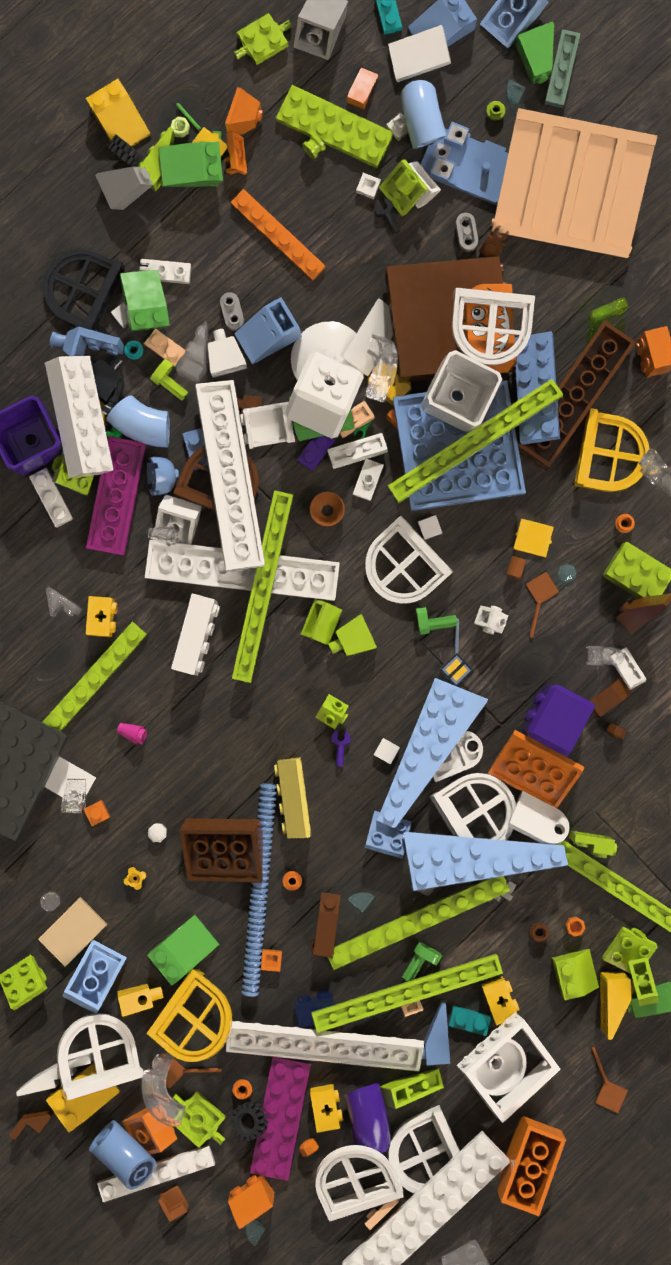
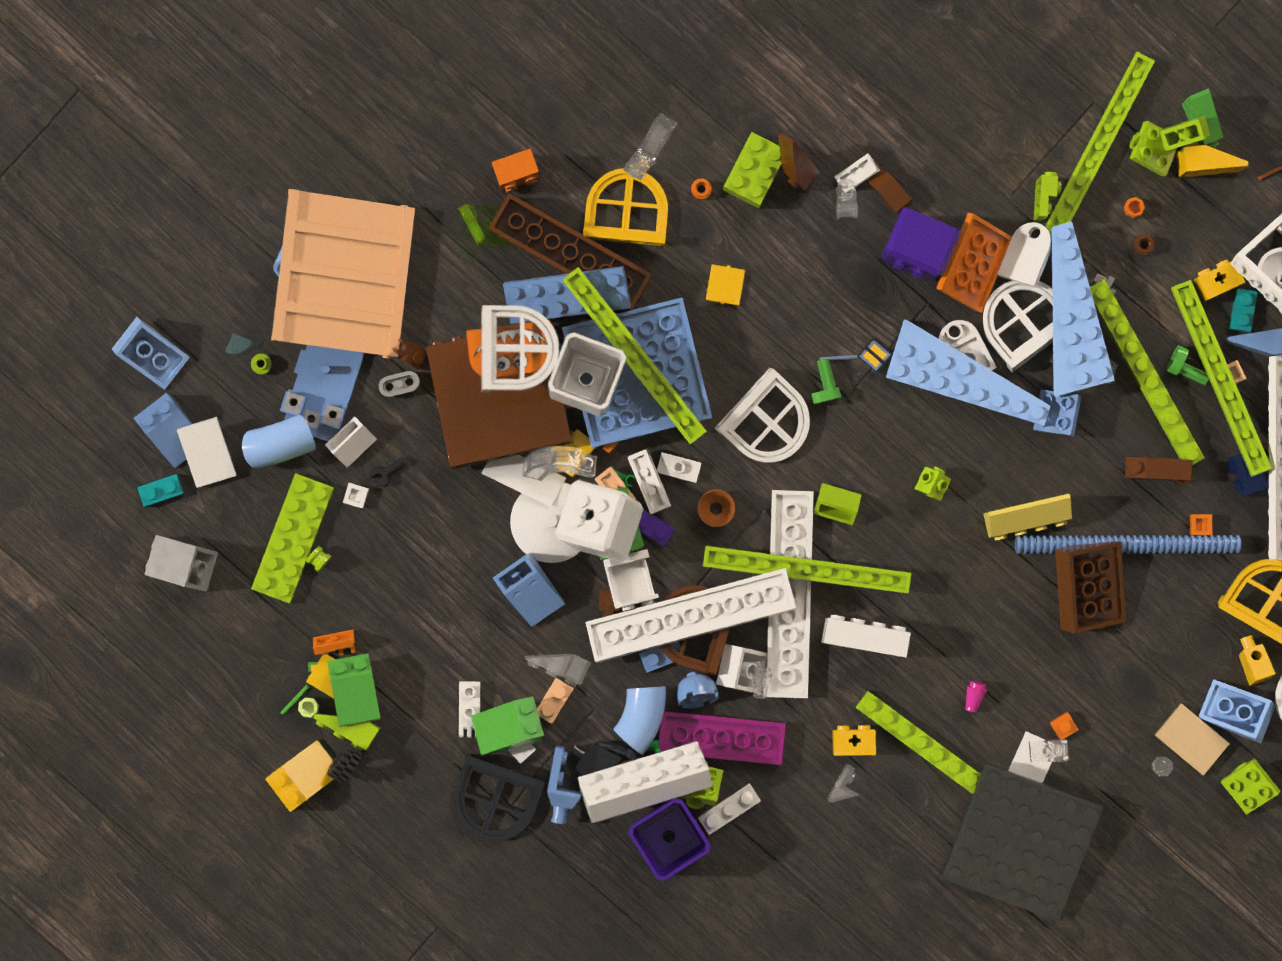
camera: 100 degrees left, 0 degrees up
(123, 185) = (382, 762): light grey slope -> none
(133, 344) = (554, 739): teal plate -> none
(134, 883) = (1123, 681): yellow plate -> none
(157, 832) = (1078, 659): white tile -> none
(161, 377) = (588, 701): lime piece -> none
(183, 949) = (1199, 619): bright green slope -> none
(224, 355) = (557, 634): white torso -> none
(232, 310) = (507, 631): light grey plate -> none
(243, 113) = (291, 637): orange slope -> none
(262, 39) = (201, 626): lime plate -> none
(277, 235) = (418, 589): orange plate -> none
(292, 874) = (1109, 513): orange plate -> none
(340, 747) = (981, 471): dark purple bar -> none
(353, 638) = (851, 468): lime torso -> none
(361, 900) = (1128, 435): clear light blue tile -> none
(362, 88) = (247, 511): slope -> none
(386, 751) = (968, 422): white tile -> none
(398, 126) = (287, 469): white tile -> none
(403, 187) = (358, 456): lime plate -> none
(430, 527) = (724, 396): white tile -> none
(491, 619) = (819, 322): white brick -> none
(516, 567) = (760, 301): dark orange brick -> none
(537, 52) = (194, 323): bright green slope -> none
(541, 589) = (779, 271): dark orange piece -> none
(562, 68) = (208, 295): sand green plate -> none
(566, 573) = (760, 246): clear light blue tile -> none
(575, 974) = (1183, 203): lime slope -> none
(616, 731) = (925, 180): reddish brown tile -> none

